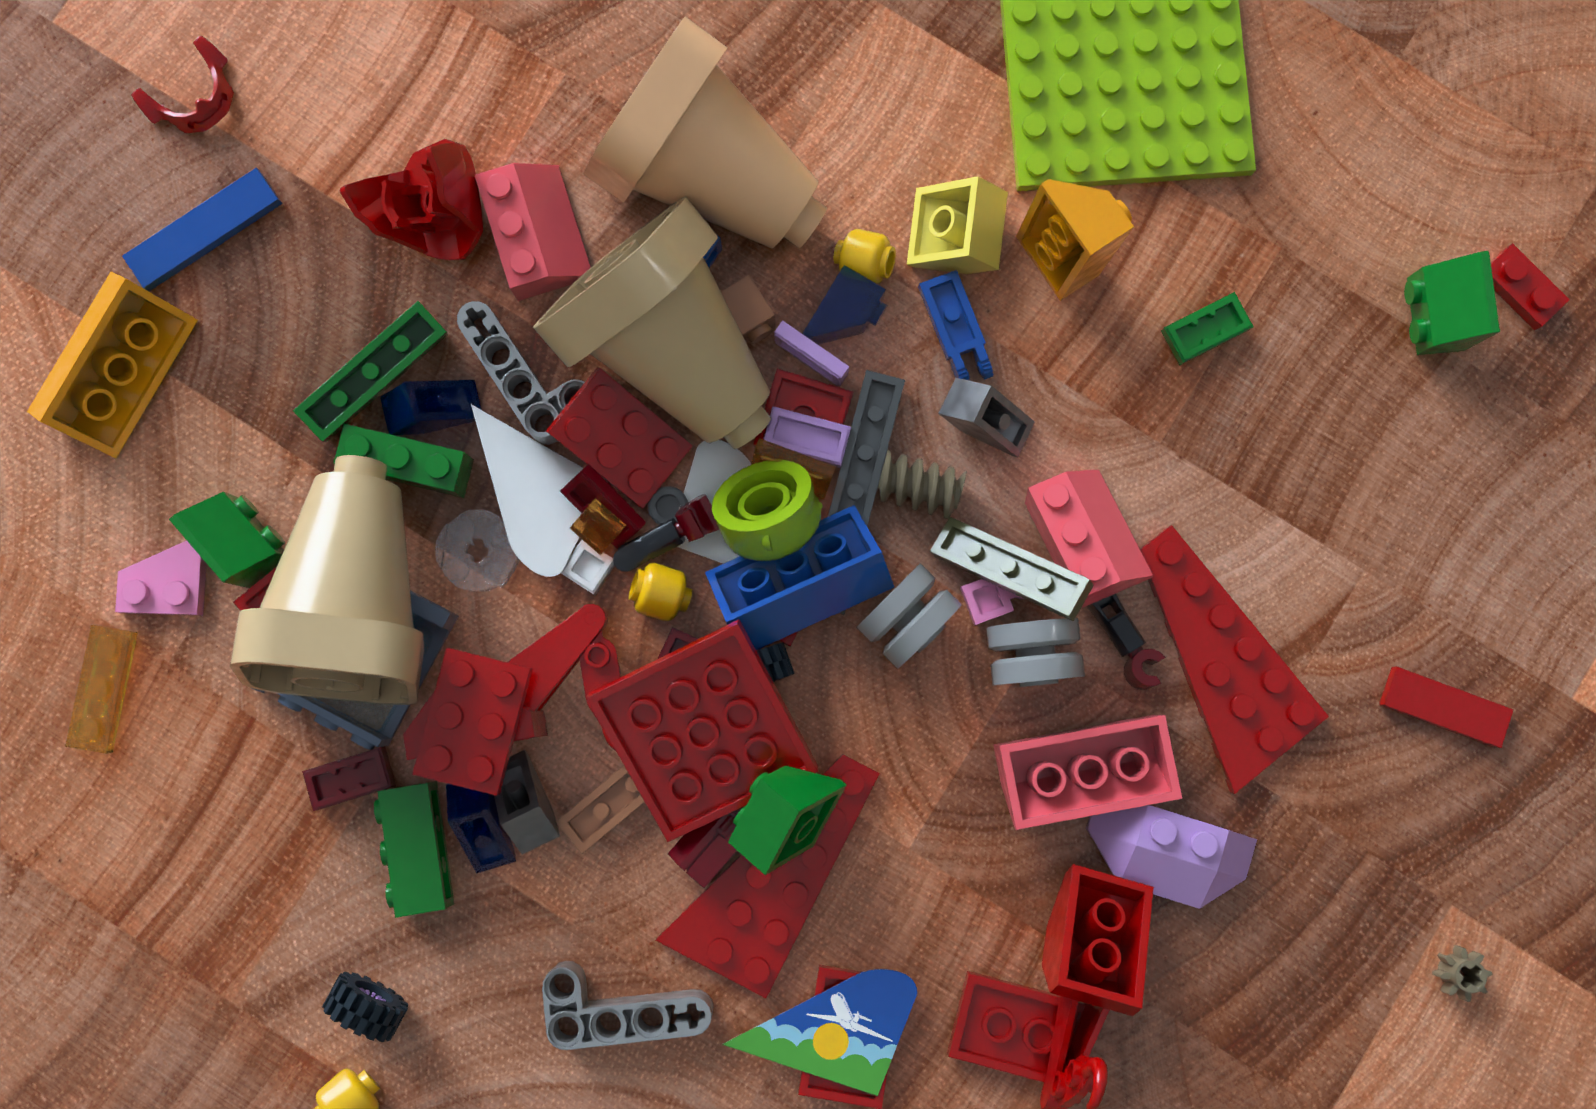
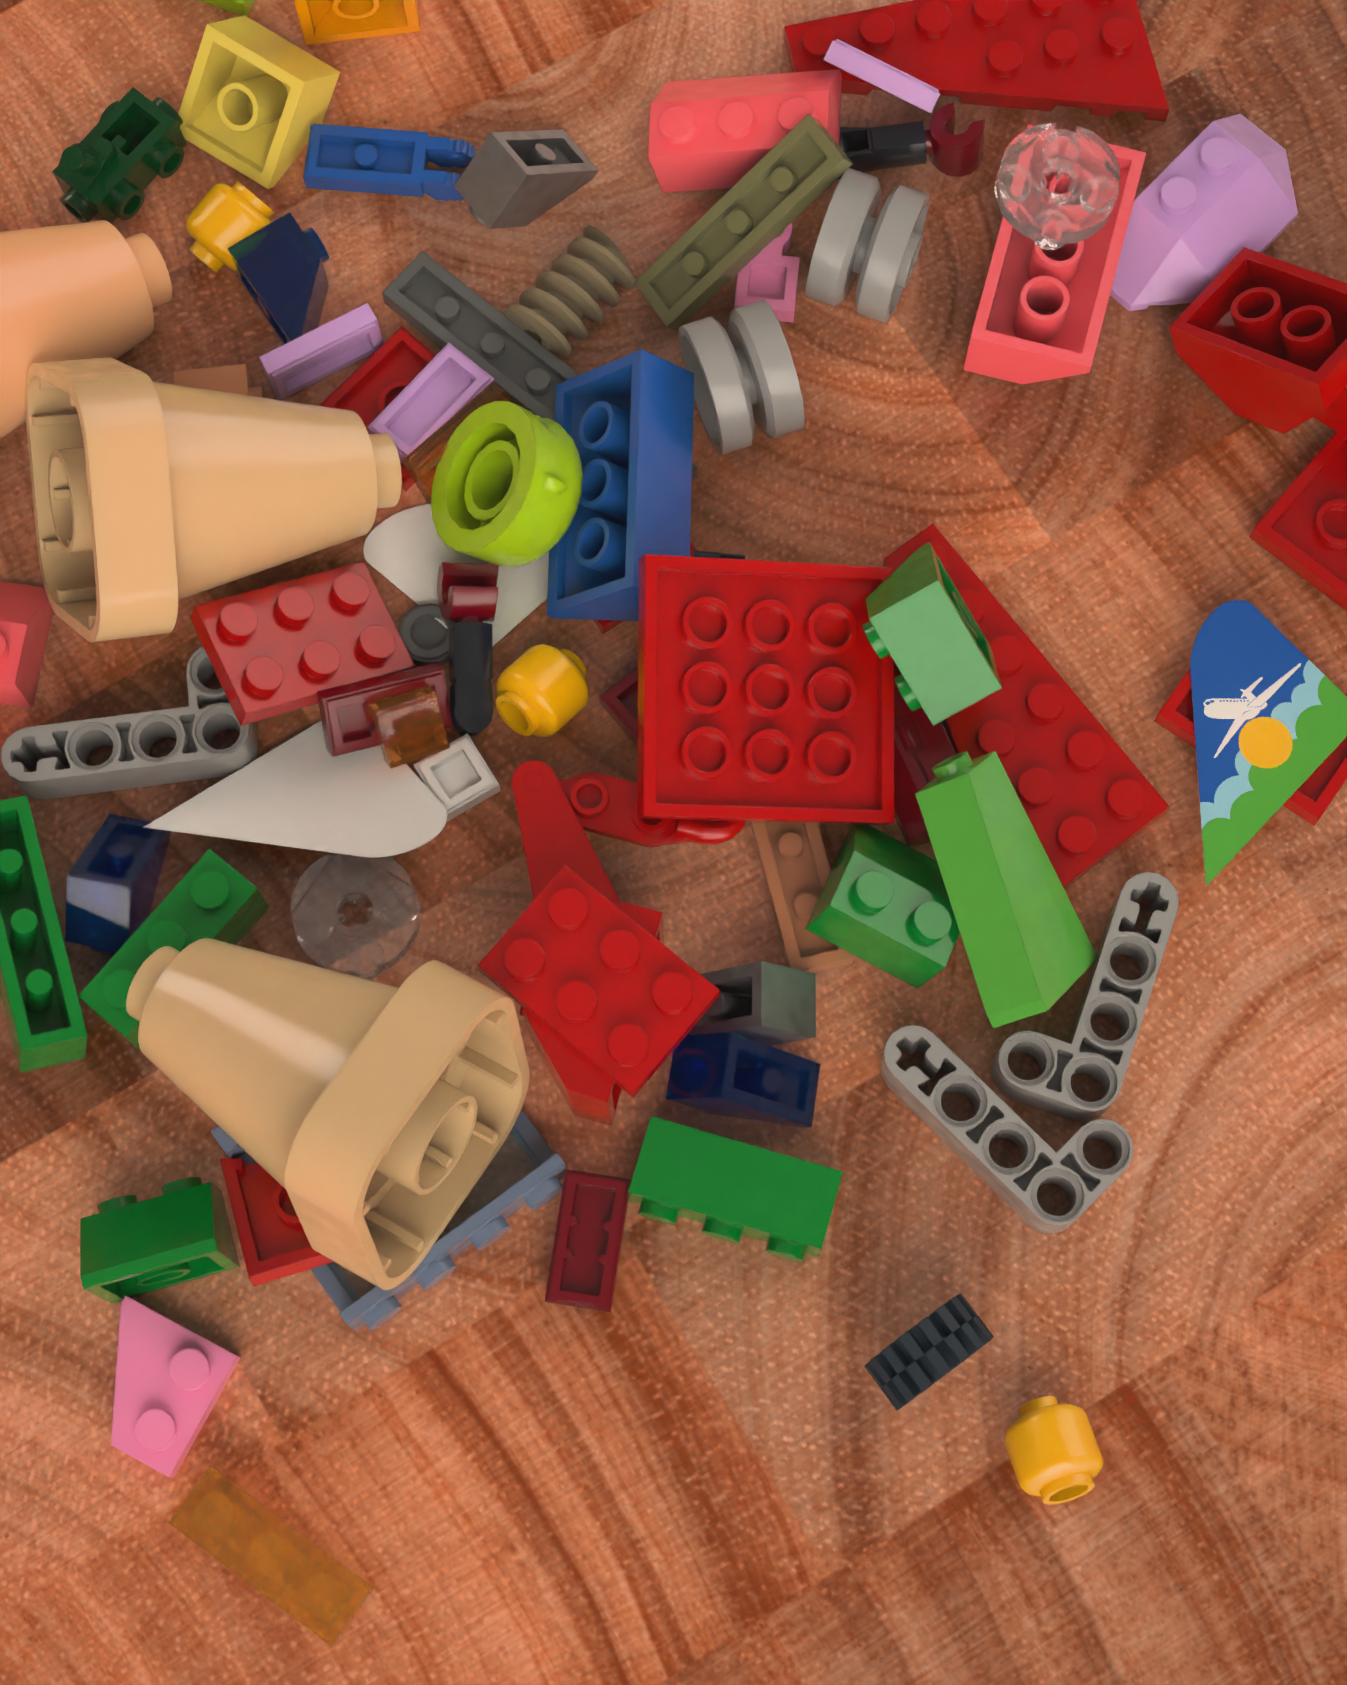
camera: 60 degrees left, 10 degrees down
(521, 979) = (997, 1120): none -> light grey beam
(623, 864) = (887, 907): none -> green slope
(648, 930) = (1002, 889): none -> bright green slope
(867, 166) = (121, 158): none -> dark green brick
(1134, 778) = (1049, 216): none -> clear plate
(1160, 604) = (882, 75): none -> lavender tile

